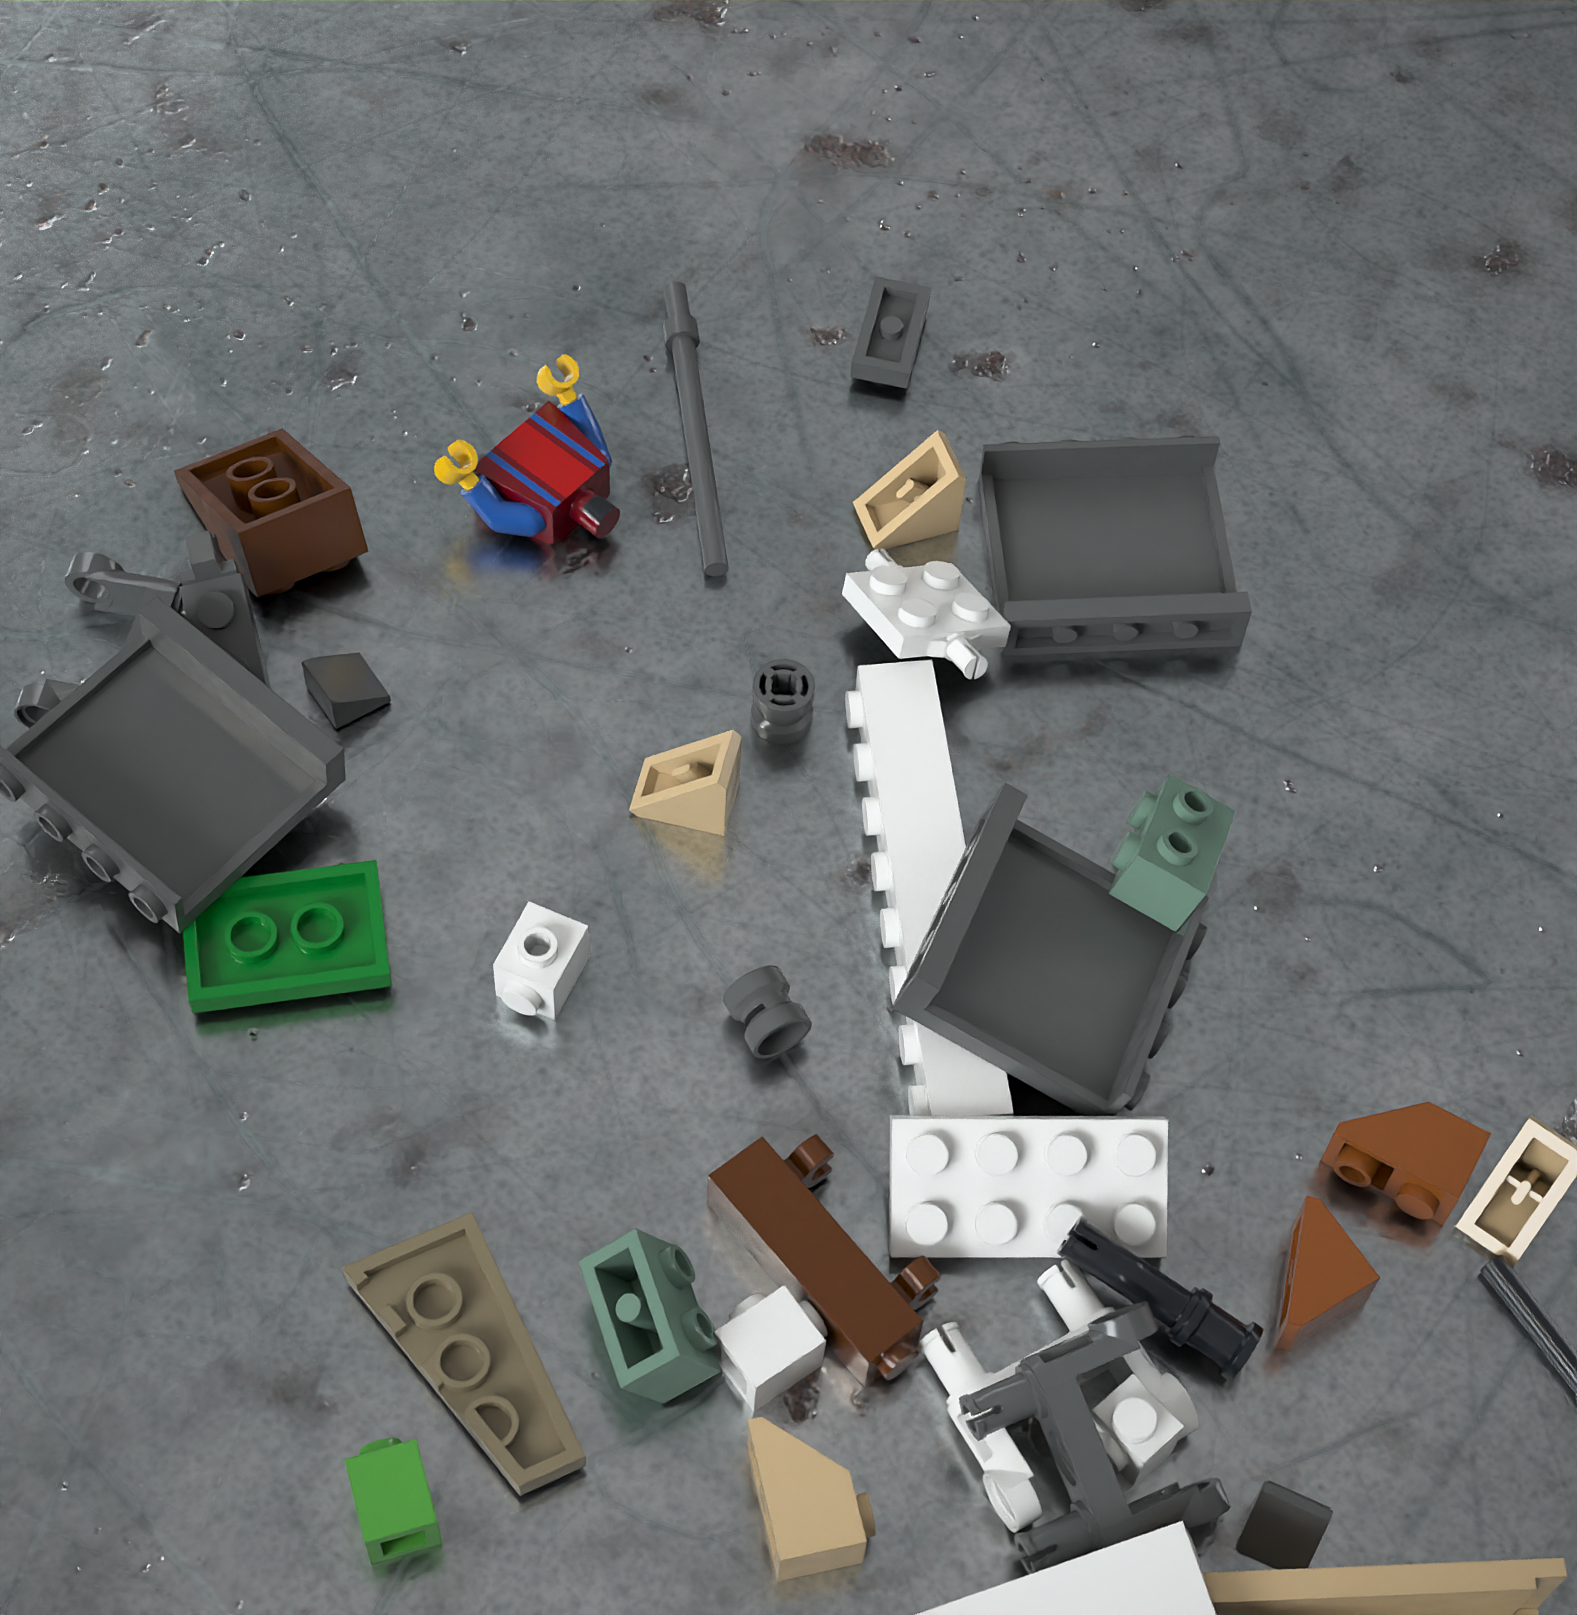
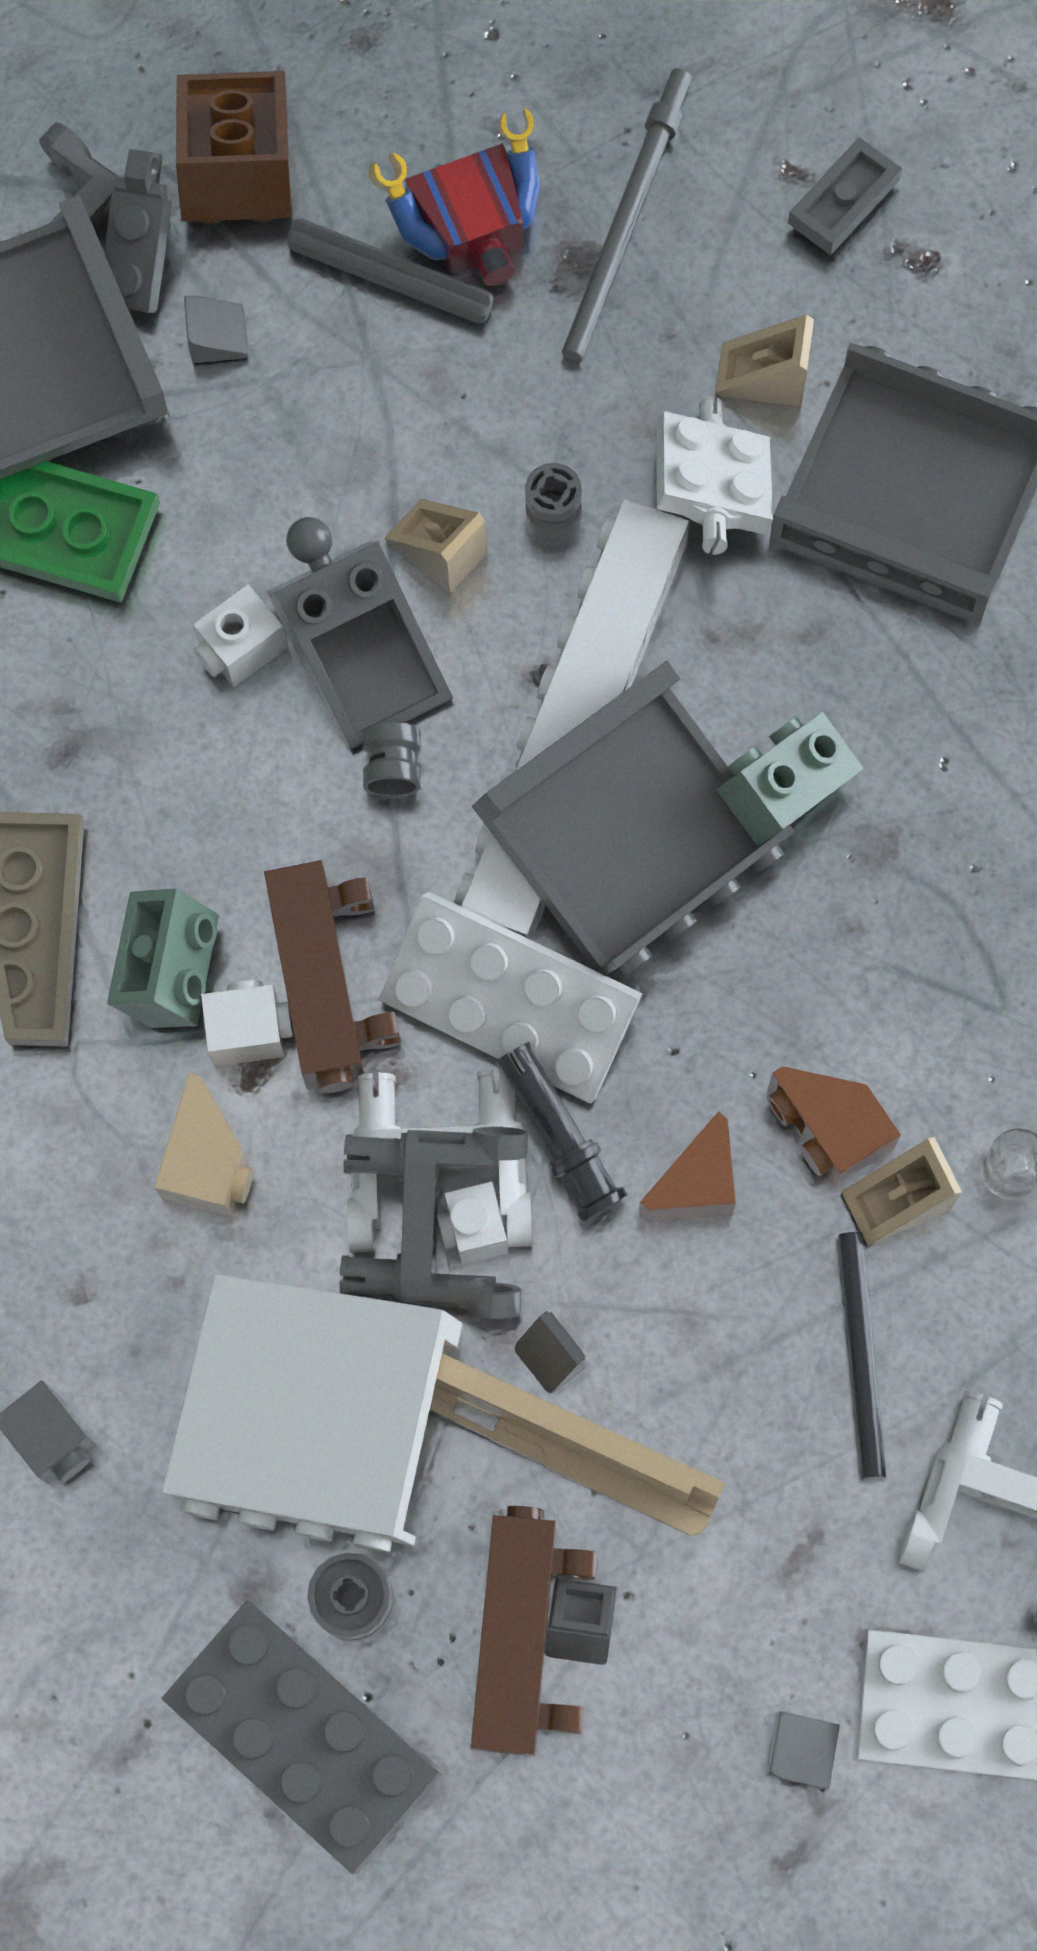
camera: 35 degrees right, 15 degrees up
(492, 563) = (390, 270): none -> dark grey axle
(679, 914) = (363, 645): none -> dark grey slope

